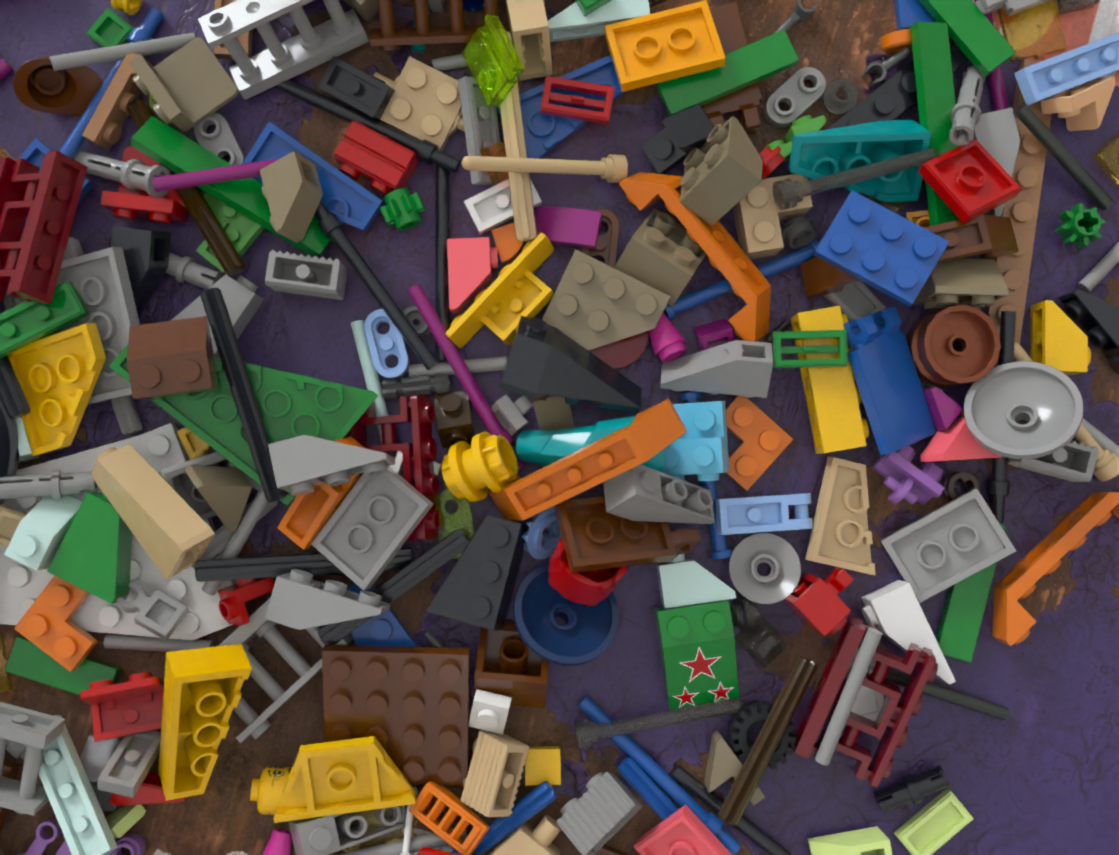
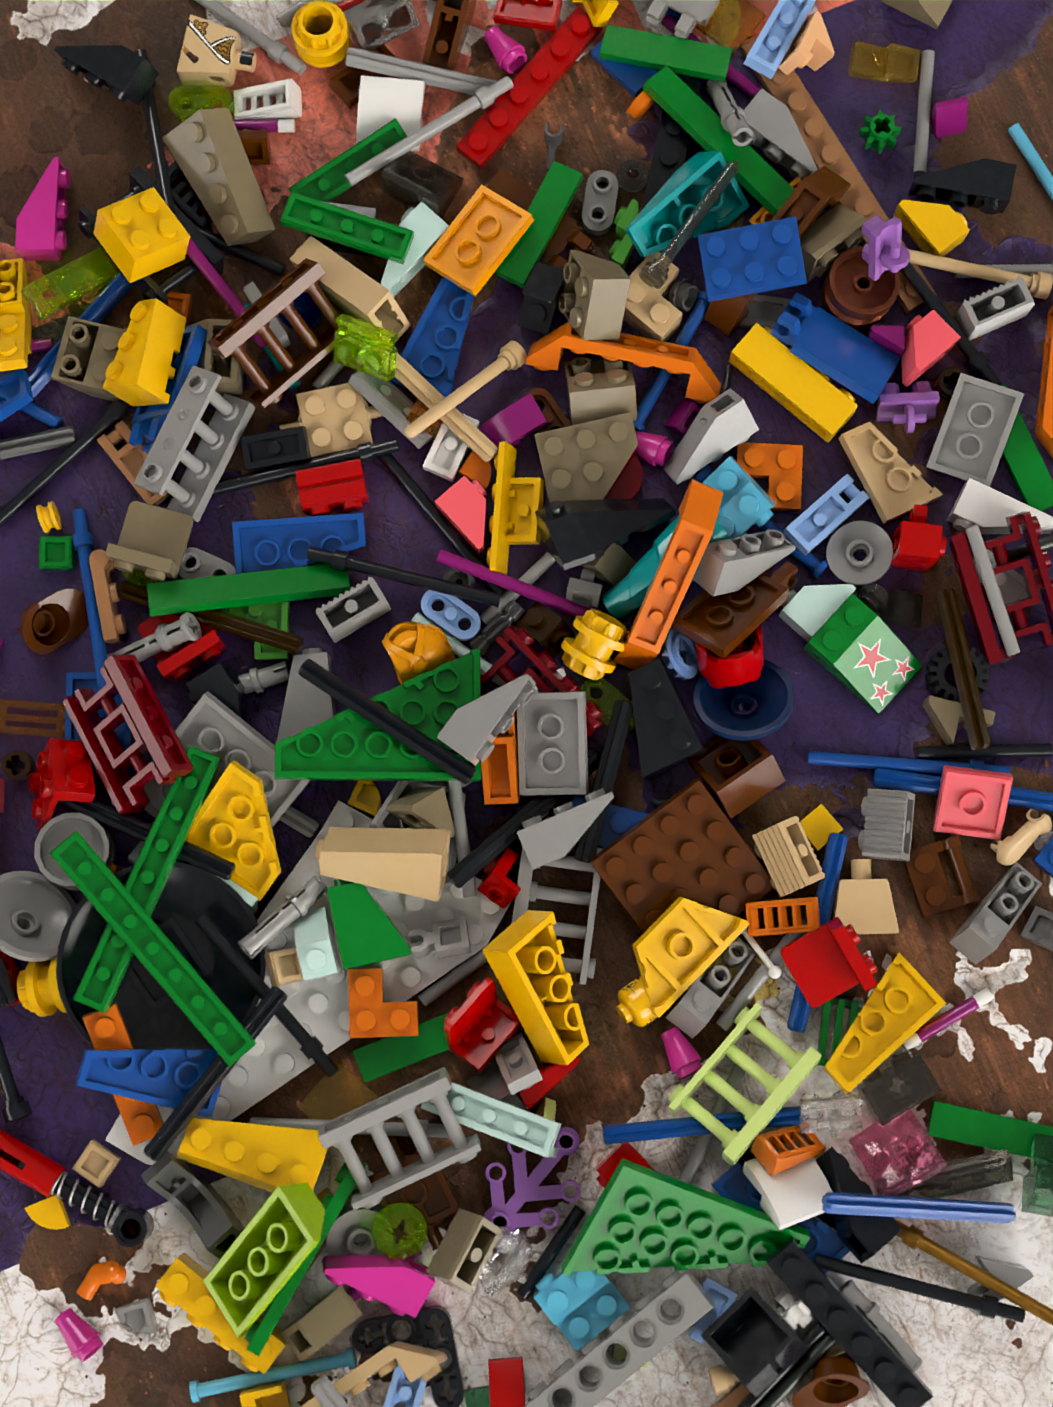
camera: 30 degrees left, 5 degrees down
(118, 52) = (82, 556): light grey bar -> none
(171, 359) = (318, 732): reddish brown slope -> none
(209, 176) = (237, 581): magenta bar -> none
(292, 194) = (296, 556): dark tan slope -> none
(330, 352) = (416, 649): none -> light orange helmet
(402, 209) = (382, 507): green gear -> none
(489, 711) = (747, 813): white bracket -> none
(577, 113) = (429, 351): red tile -> none
(590, 733) = (832, 773): clear smoke piece -> none
(771, 160) = (623, 258): red plate -> none
(777, 350) = (740, 388): green tile -> none
(881, 68) = (645, 133): dark grey hand -> none
(969, 180) = (774, 163): red tile -> none
(1003, 332) = (884, 246): none -> medium lavender hips
(1025, 393) = (934, 281): light grey dish -> none
(1063, 156) = (827, 93): pearl dark grey bar -> none

